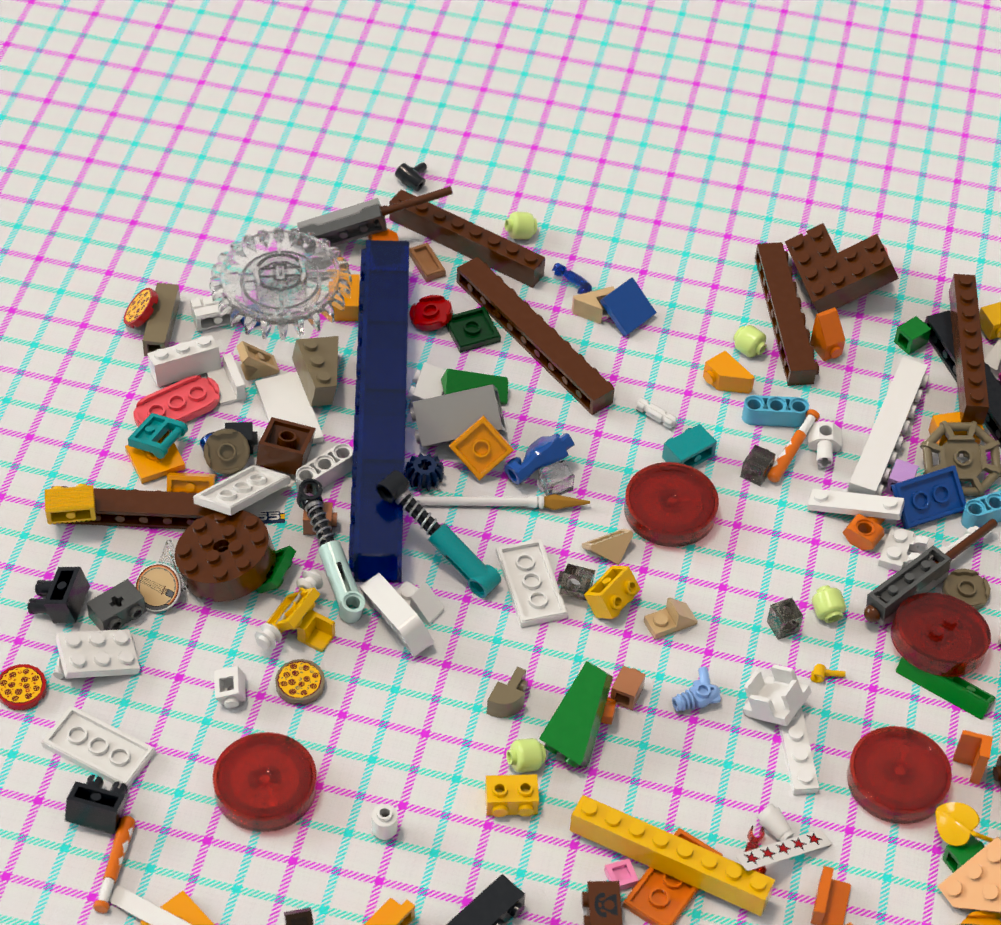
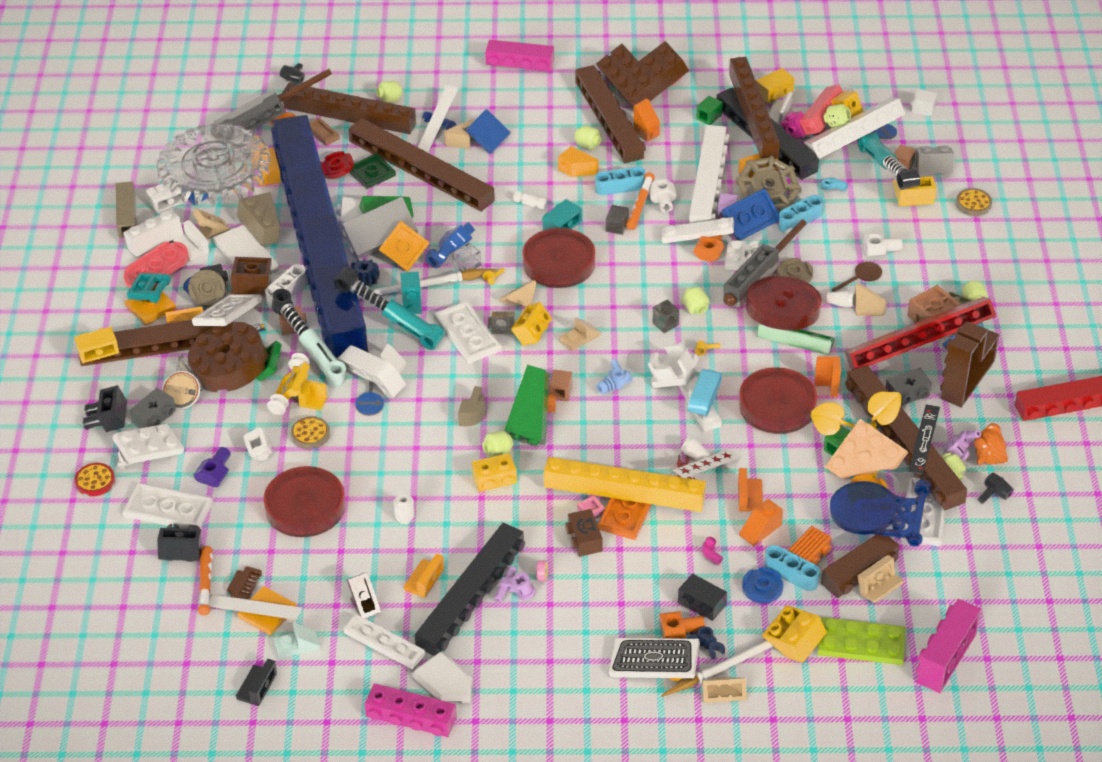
camera: 10 degrees left, 5 degrees down
(140, 308) = (107, 203): tile -> none
(156, 875) = (244, 580): none -> reddish brown piece
(170, 704) = (213, 470): none -> dark purple piece
(384, 655) = (369, 402): none -> blue piece
(473, 515) = (411, 292): none -> teal brick
(570, 275) = (437, 118): none -> white sticker
(582, 510) = (490, 276): none -> yellow hand
(694, 209) = (520, 55): none -> dark pink brick
(807, 743) = (704, 392): none -> medium azure beam

